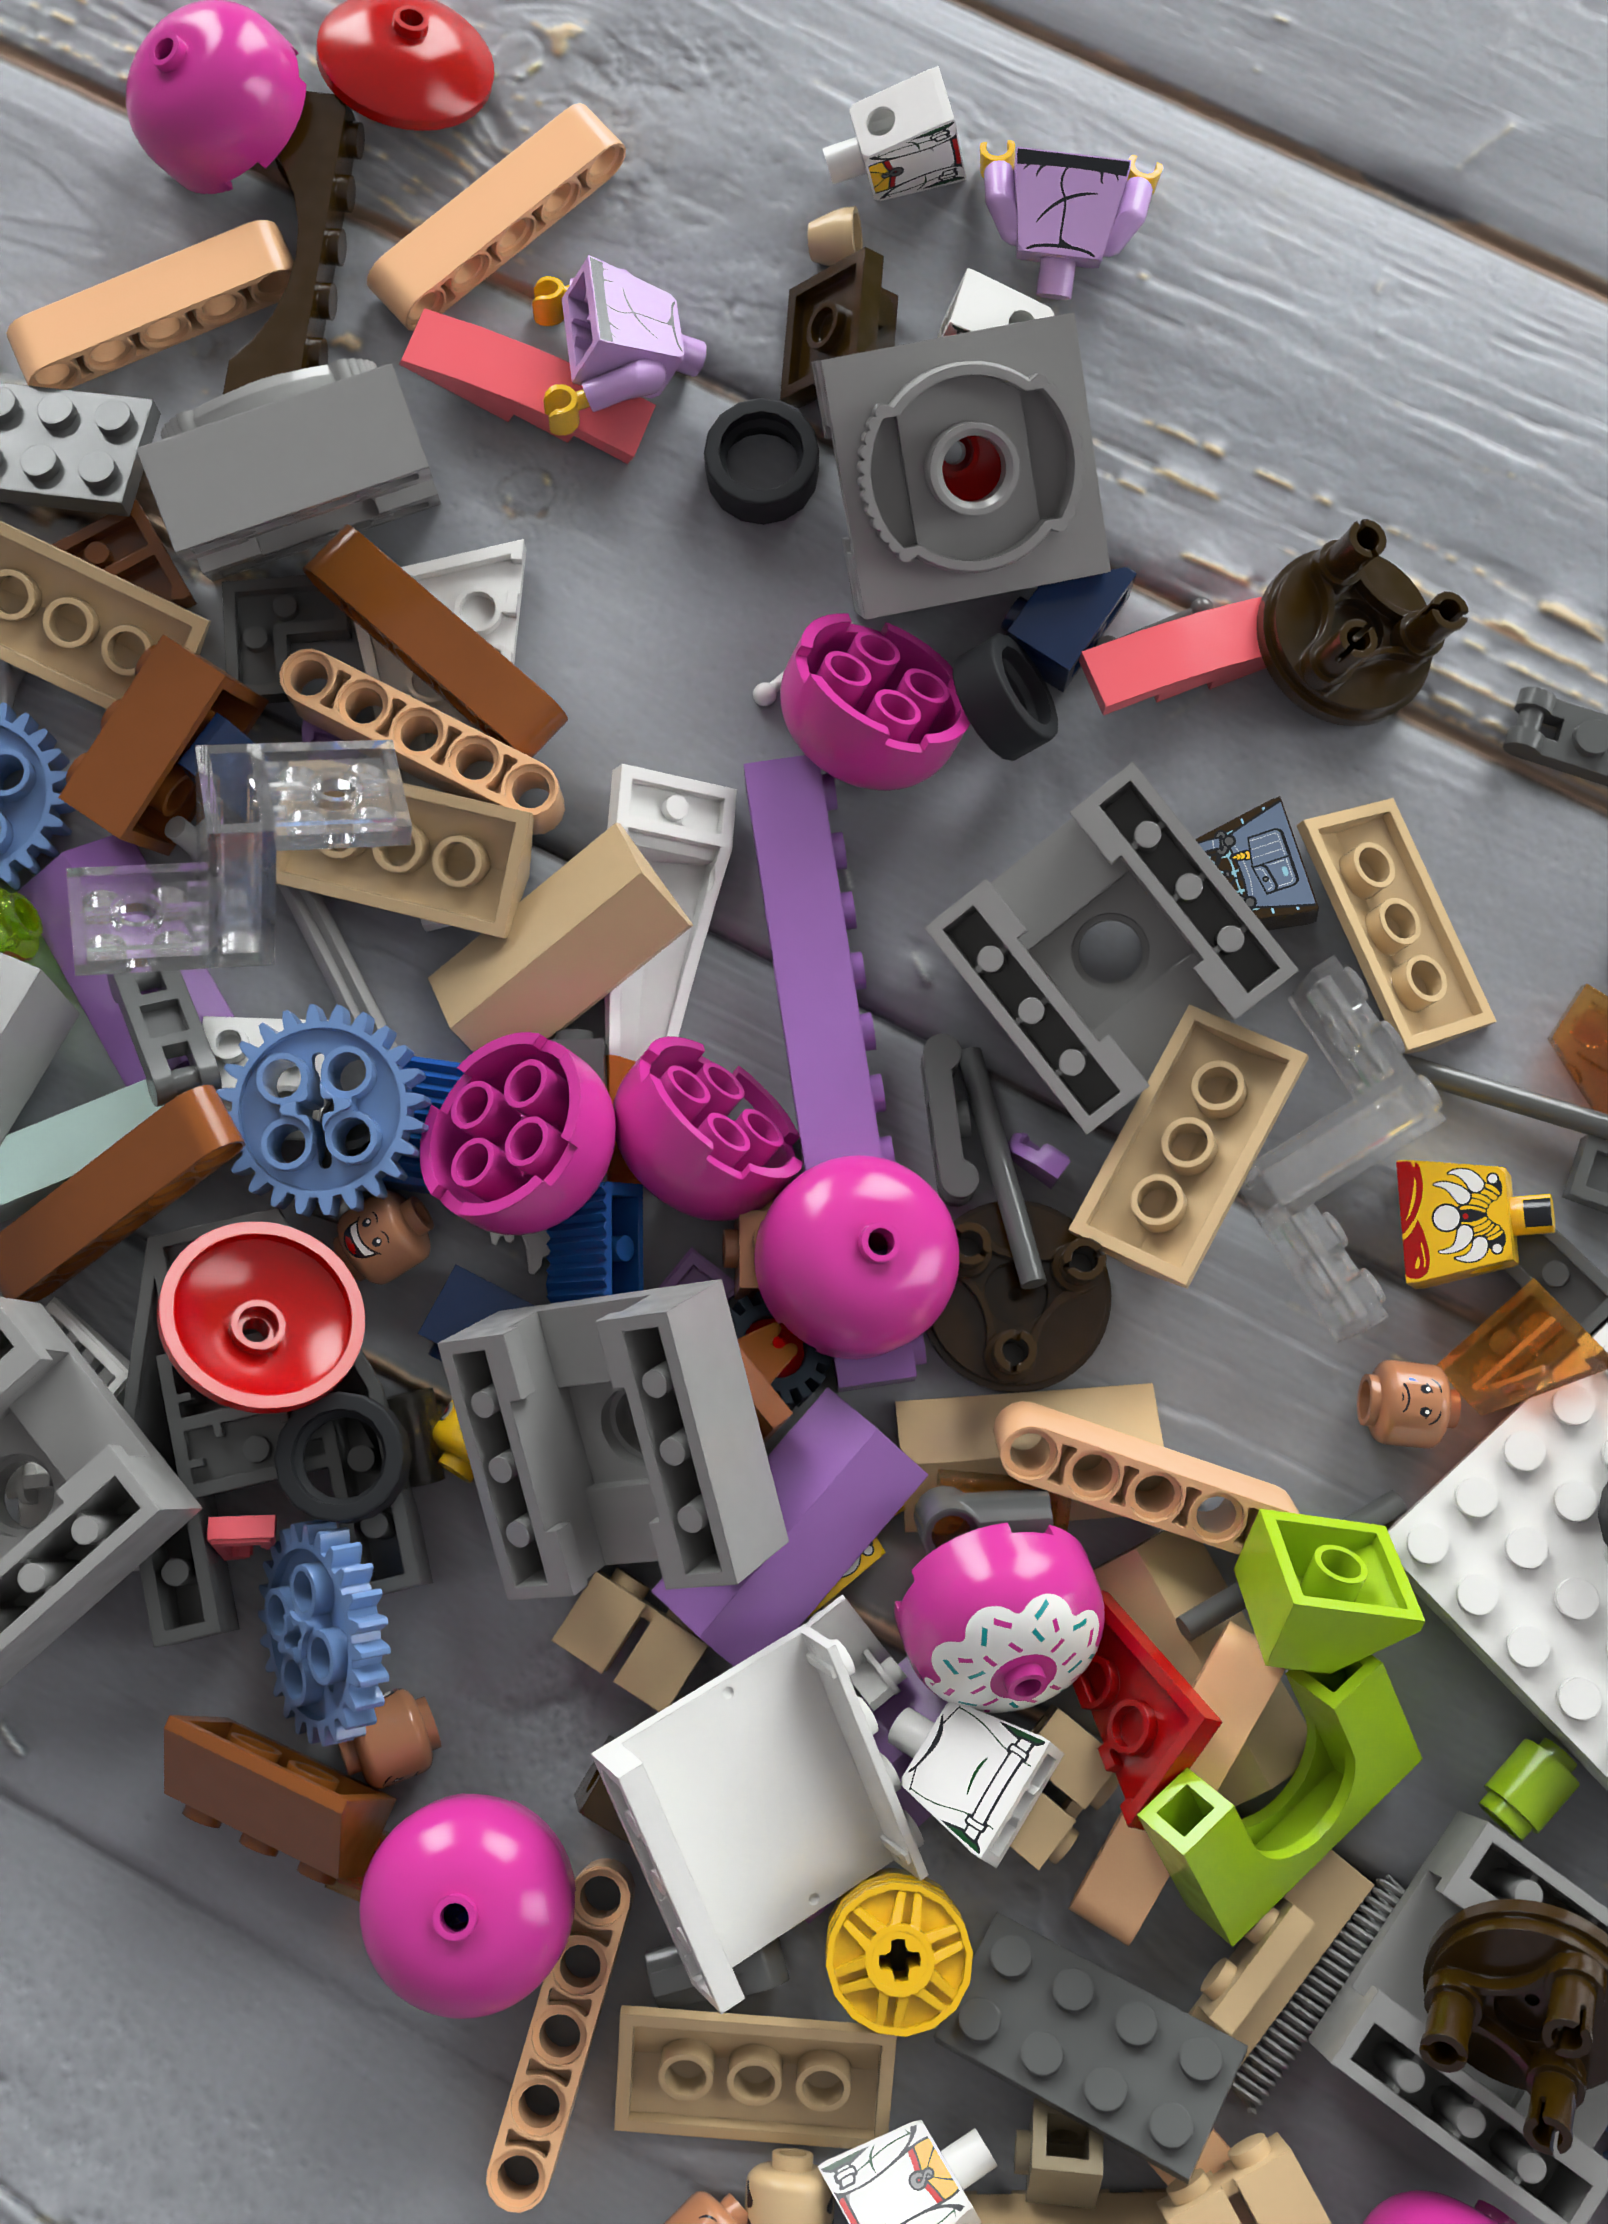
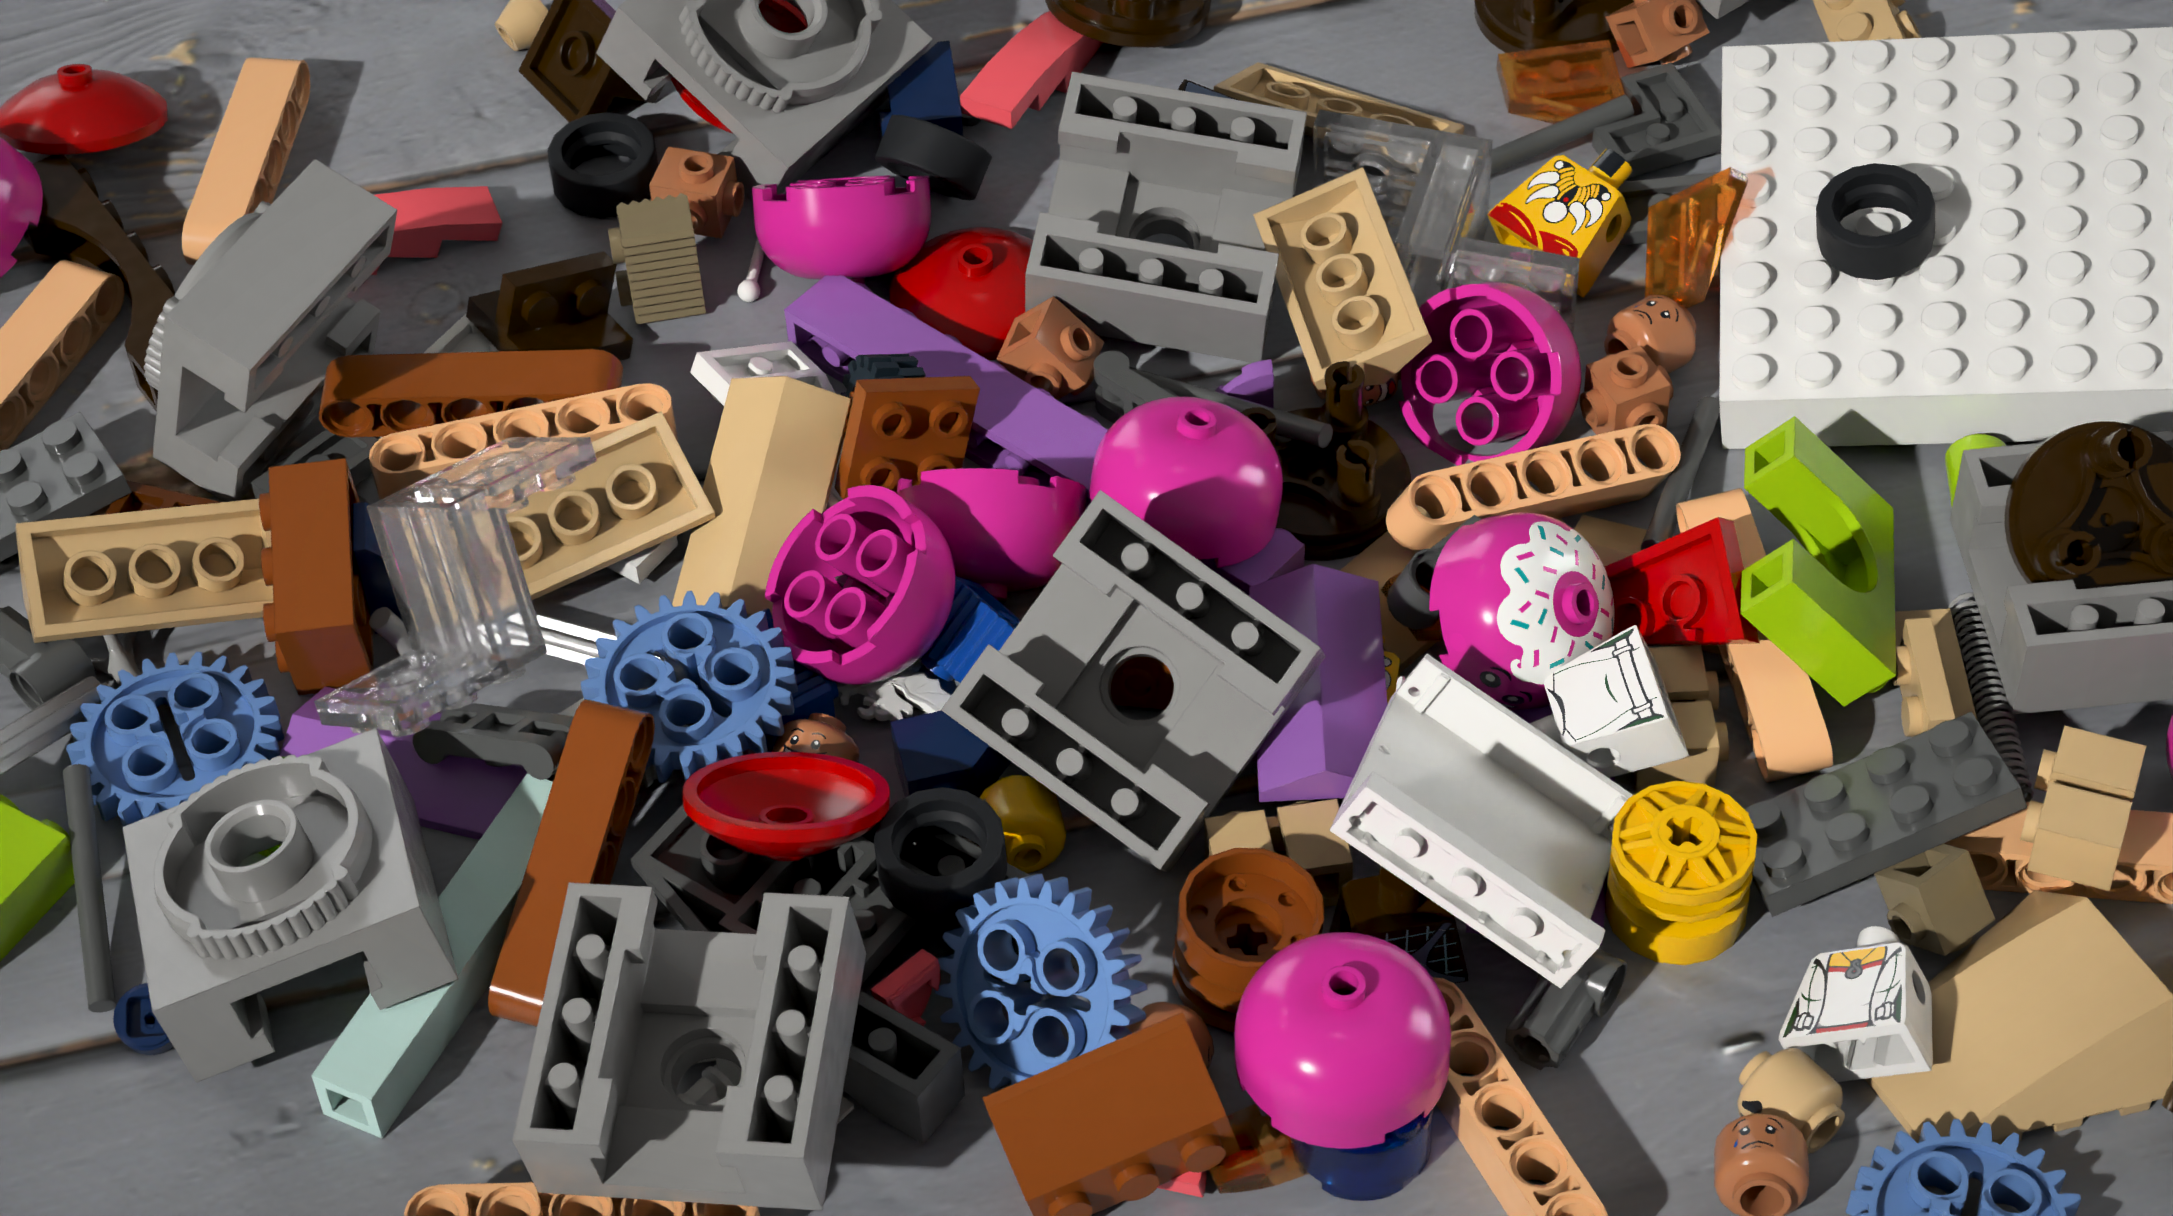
camera: 40 degrees left, 30 degrees down
(497, 1746) = (1234, 919): none -> dark orange wheel
(572, 609) = (553, 308): none -> dark brown bracket
(618, 337) = (422, 150): lavender torso -> none
(693, 622) = (660, 259): none -> dark tan brick
(713, 974) = (902, 422): none -> dark orange plate
(752, 2077) = (1664, 1045): tan slope -> none
(797, 563) = (708, 183): none -> nougat brick
(908, 881) = (967, 285): none -> red dish
(915, 988) = (1051, 349): none -> nougat brick
(1262, 1343) = (1503, 356): none -> dark pink cylinder
(1302, 1454) = (1625, 392): none -> nougat brick
(1323, 1591) = (1709, 431): lime slope -> none

